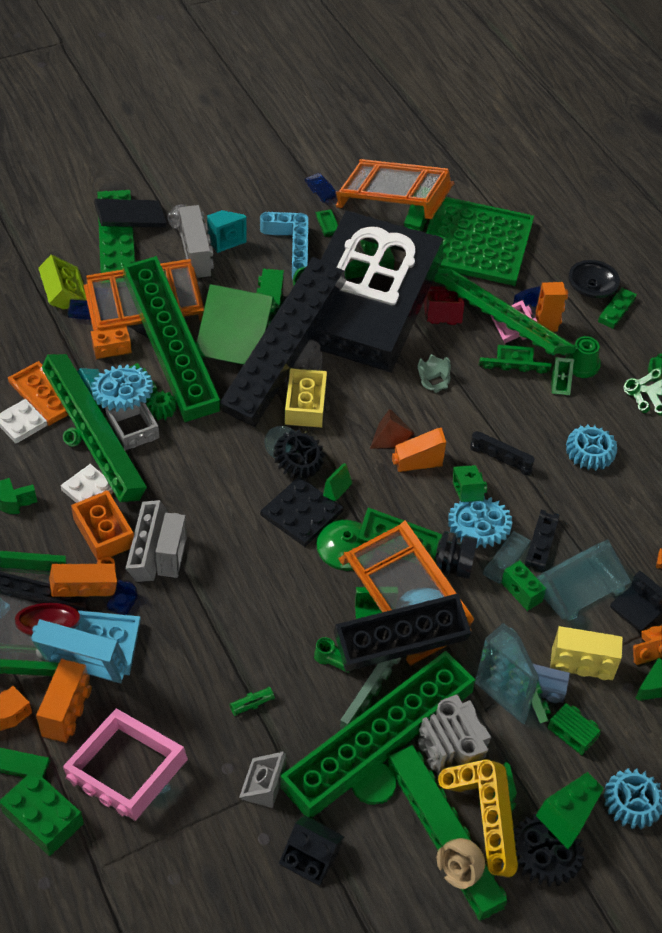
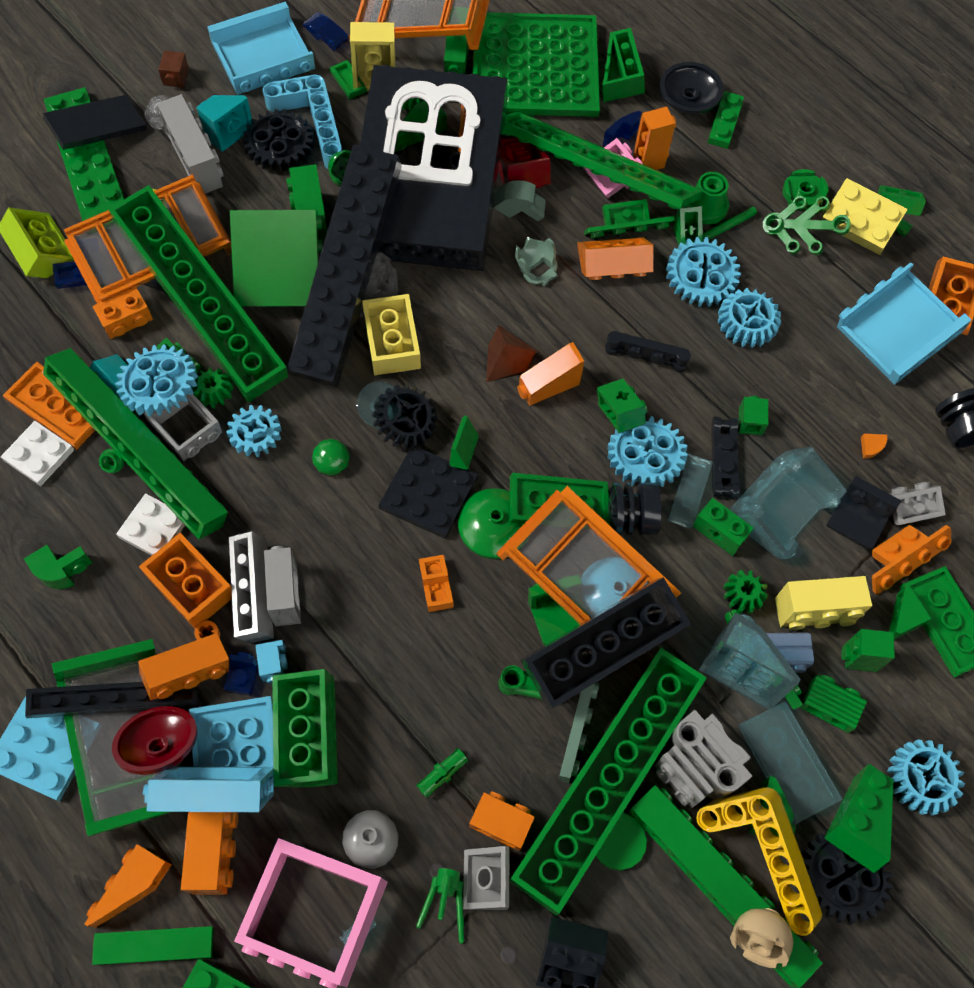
camera: 15 degrees left, 15 degrees up
(148, 594) = (271, 660): none -> medium azure brick
(158, 643) = (304, 729): none -> green slope
(183, 440) = (256, 433): none -> medium azure gear
(185, 728) = (370, 839): none -> light grey cylinder
(198, 190) = (173, 69): none -> copper brick
(231, 776) = (447, 883): none -> green plant
(234, 470) = (330, 457): none -> green hair
(261, 252) = (278, 140): none -> black gear
(268, 188) = (260, 48): none -> medium azure panel
(283, 737) = (502, 821): none -> orange brick
(287, 573) = (436, 583): none -> orange slope
(349, 197) = (370, 45): none -> light yellow brick
(434, 326) = (519, 197): none -> sand green brick
(497, 384) = (616, 257): none -> orange slope
(529, 761) = (790, 758): none -> clear light blue tile
(530, 633) = (750, 584): none -> green gear
(543, 254) = (623, 67): none -> green wedge
(551, 401) = (724, 274): none -> medium azure gear
(573, 515) = (753, 415): none -> green brick
(597, 380) = (730, 223): none -> green bar
(612, 695) = (868, 650): none -> green brick

